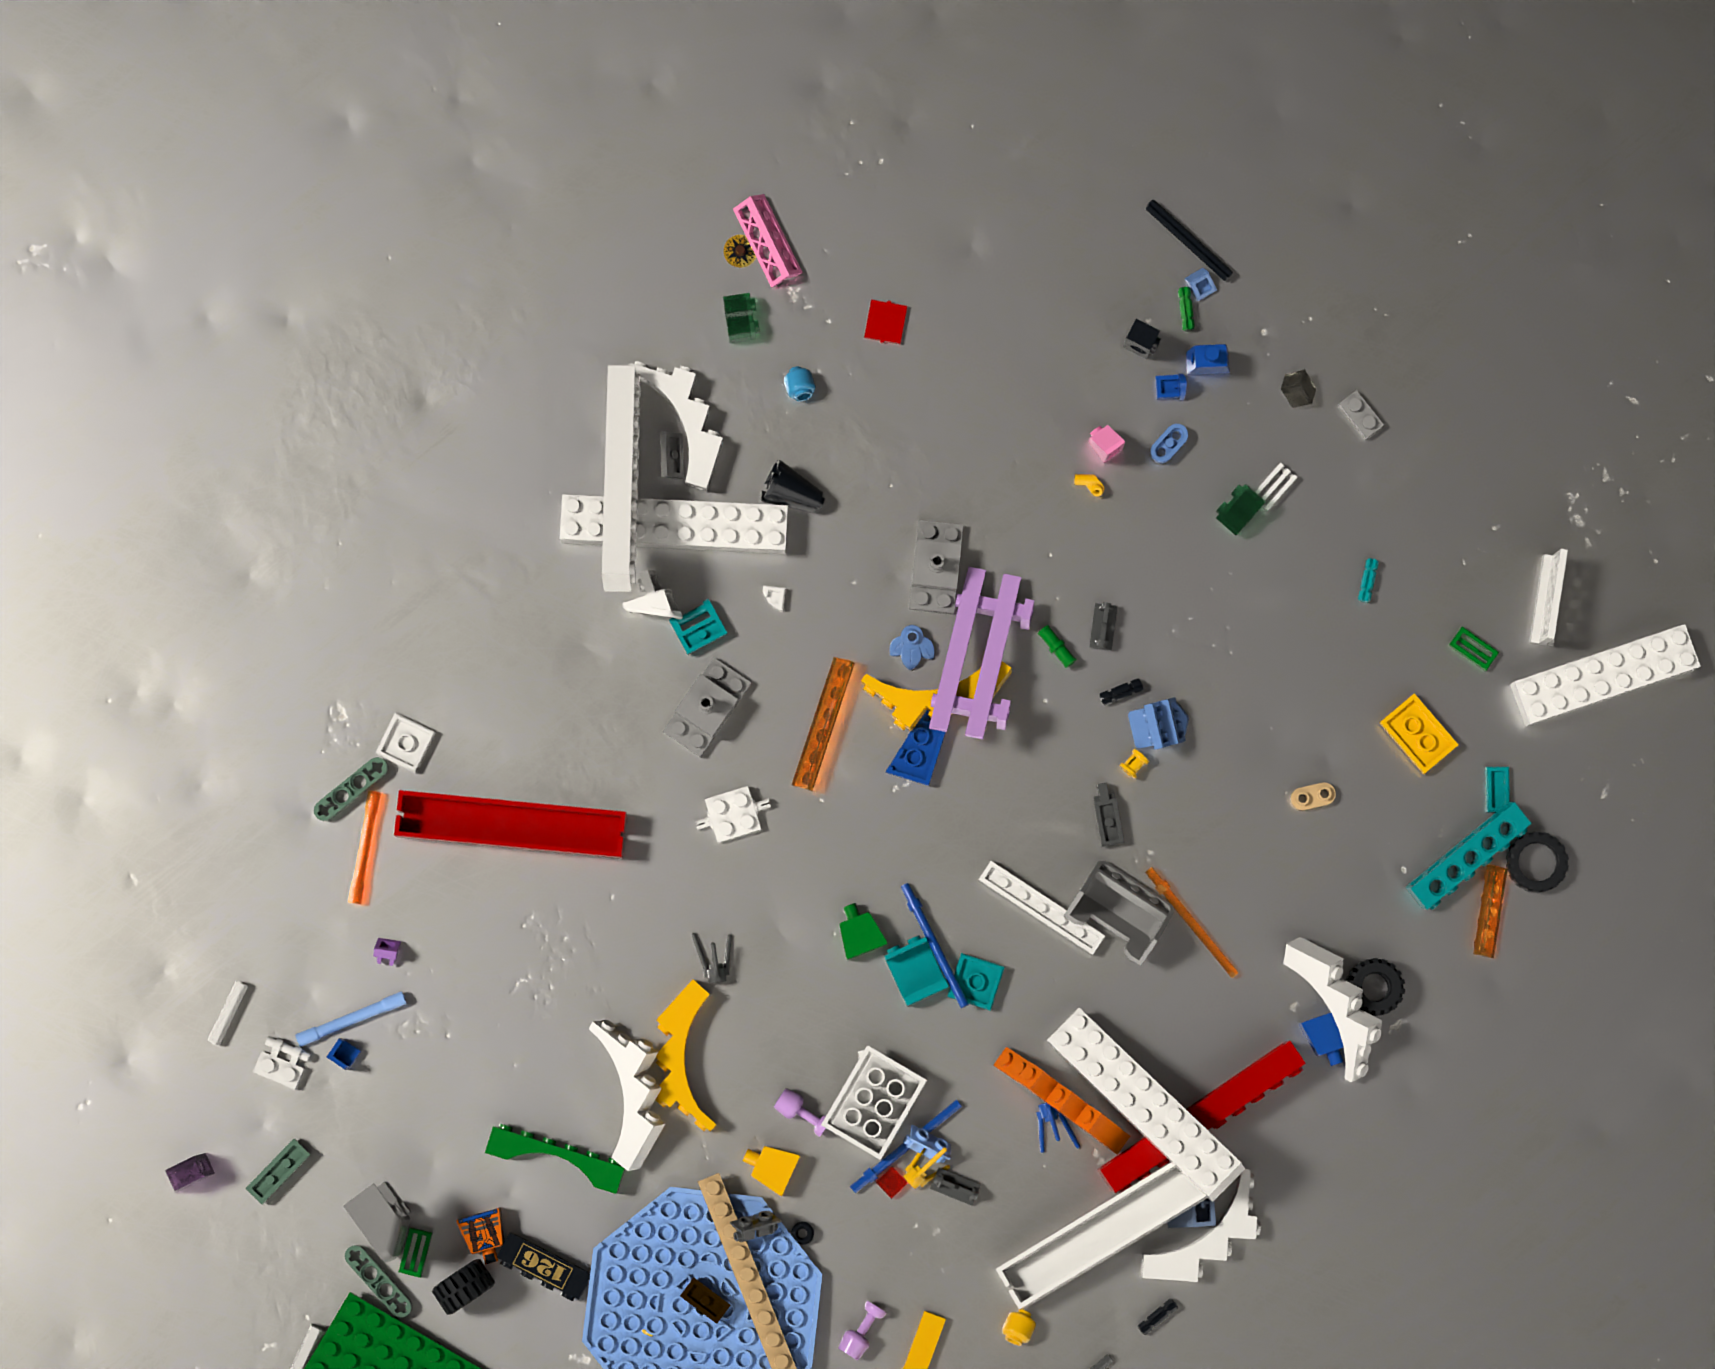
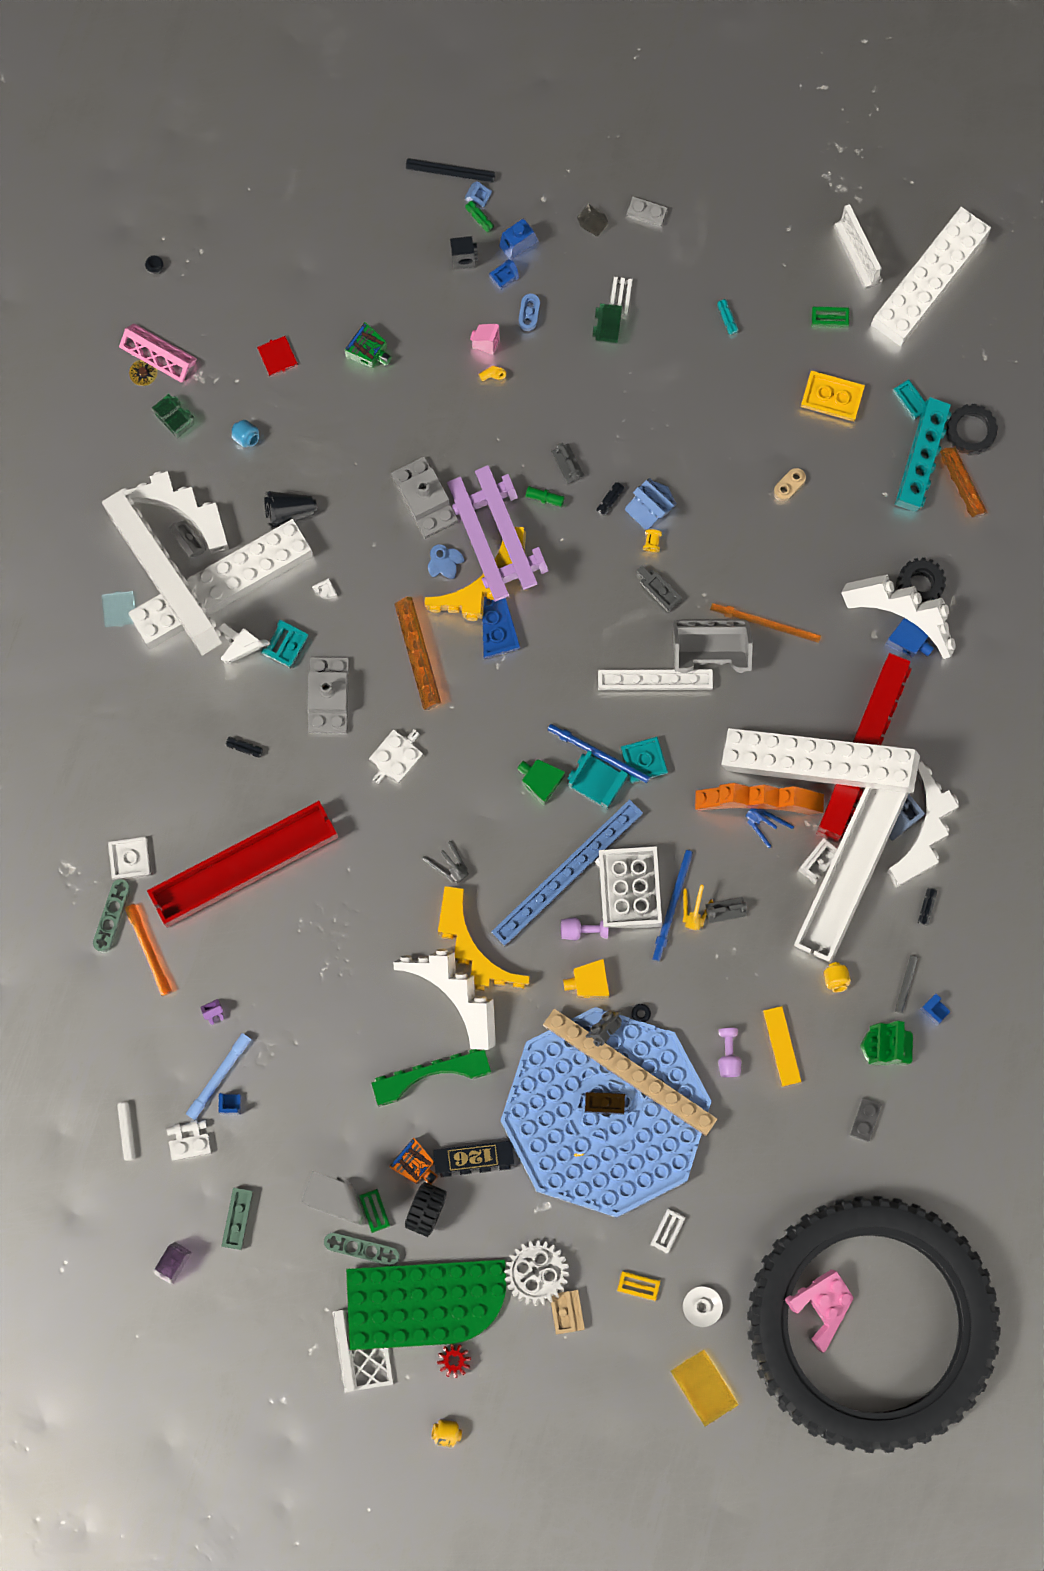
camera: 30 degrees left, 5 degrees down
(557, 480) = (117, 607): none -> clear light blue piece
(589, 705) = (244, 747): none -> black axle
(823, 1044) = (566, 873): none -> medium blue plate
(824, 145) = (154, 264): none -> black plate
(891, 1182) = (679, 937): clear red plate -> none
(921, 1139) = (680, 892): light blue hinge -> none
(981, 374) = (368, 347): none -> torso
(1080, 1199) = (818, 861): none -> white hinge

